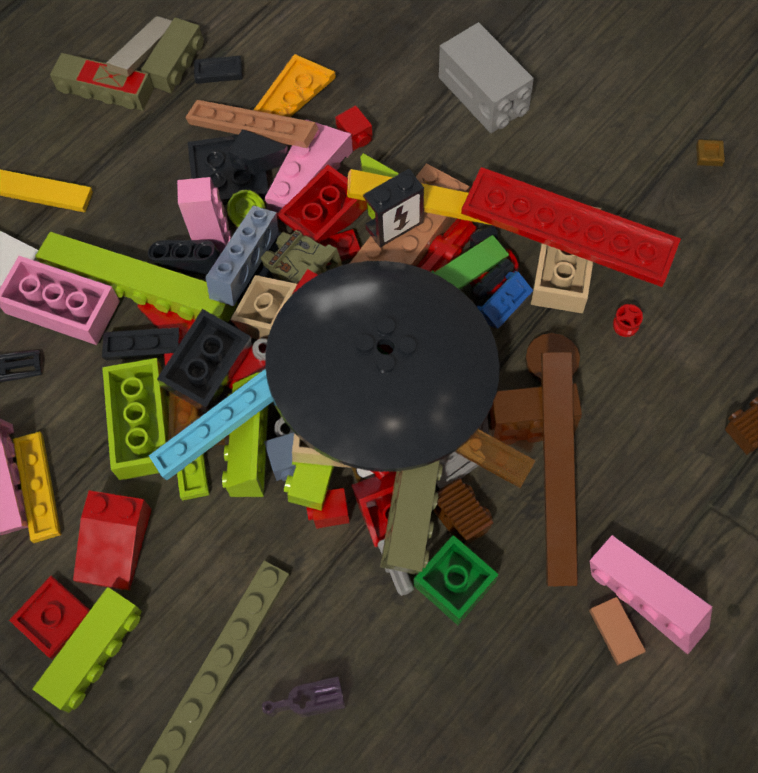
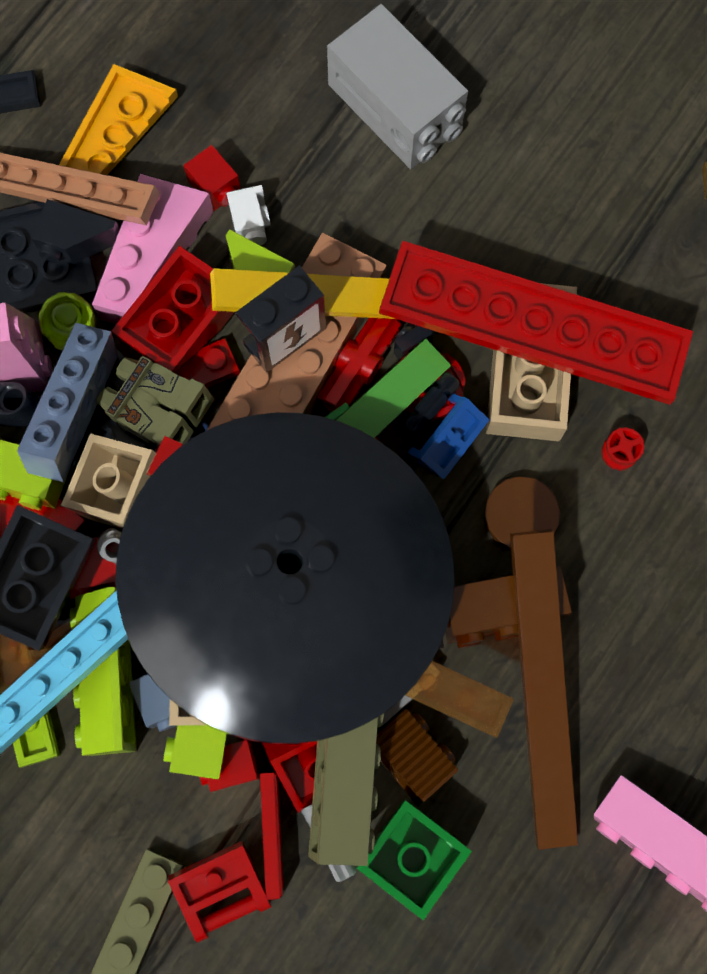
camera: 10 degrees left, 10 degrees up
(310, 584) = (214, 880): none -> red plate
(355, 557) = (272, 836): none -> red tile
(377, 147) = (249, 213): none -> white brick
(617, 631) = (634, 902): nougat tile -> none

